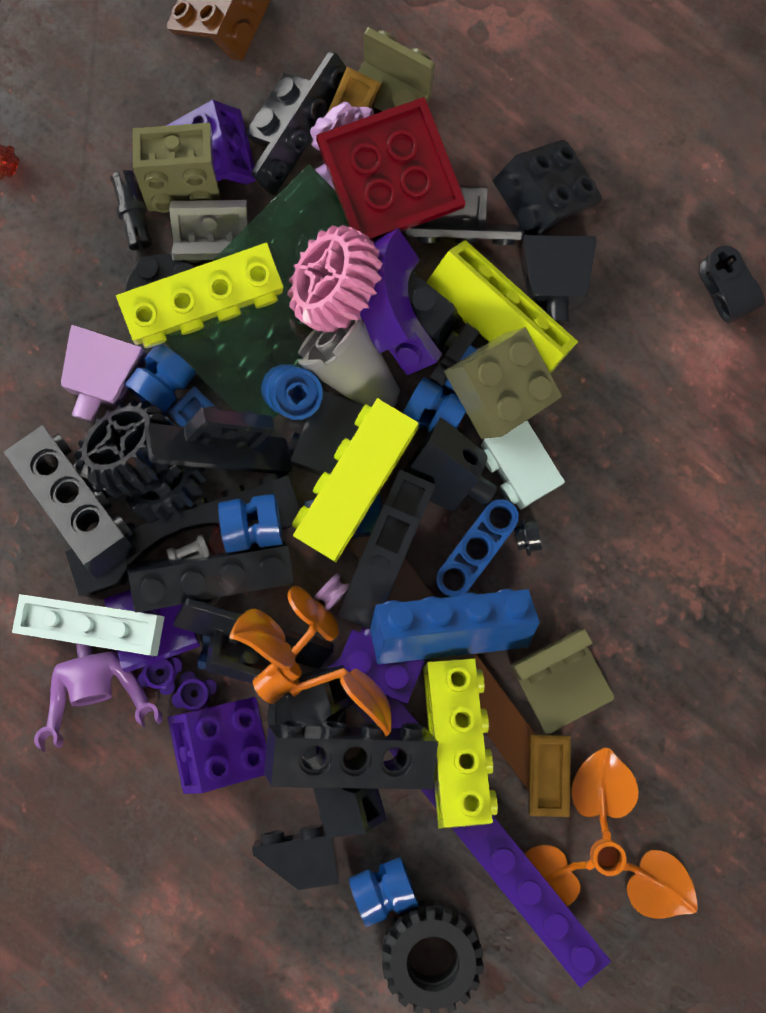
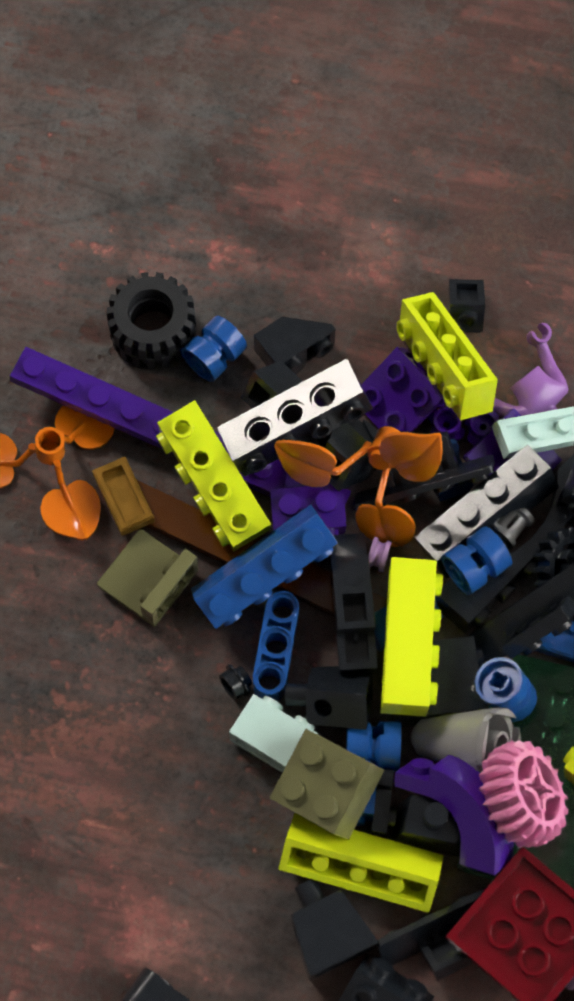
camera: 155 degrees right, 15 degrees down
(101, 813) = (467, 304): none -> black bracket
(158, 755) = (447, 356): none -> neon yellow brick

